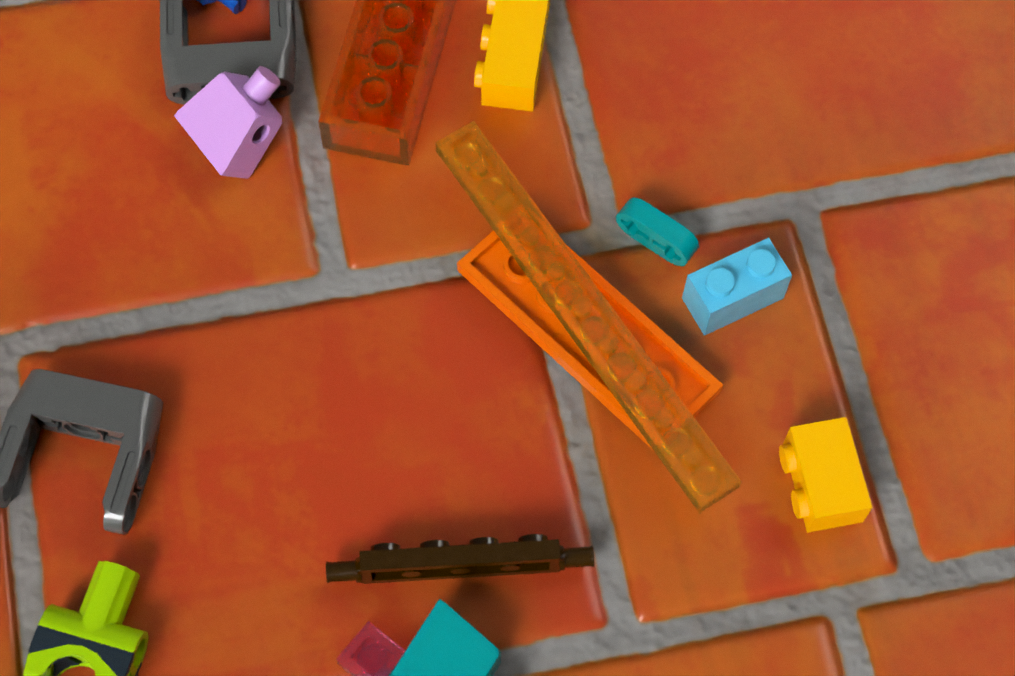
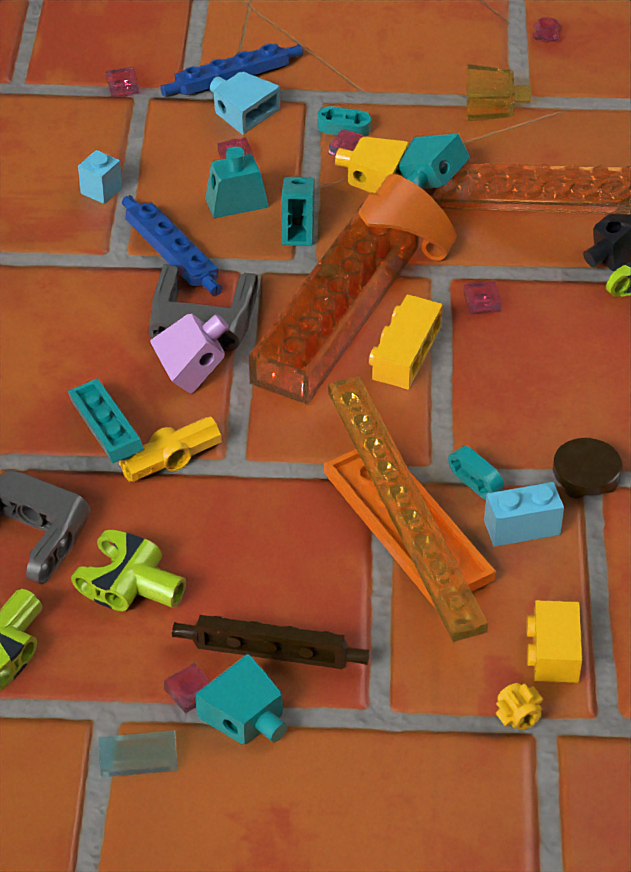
camera: 15 degrees right, 20 degrees down
(148, 260) = (105, 421): none -> teal plate
(245, 281) = (171, 449): none -> yellow piece
(246, 495) = (129, 575): none -> lime connector
(795, 191) = (587, 467): none -> dark brown tile
(806, 589) = (519, 706): none -> yellow gear

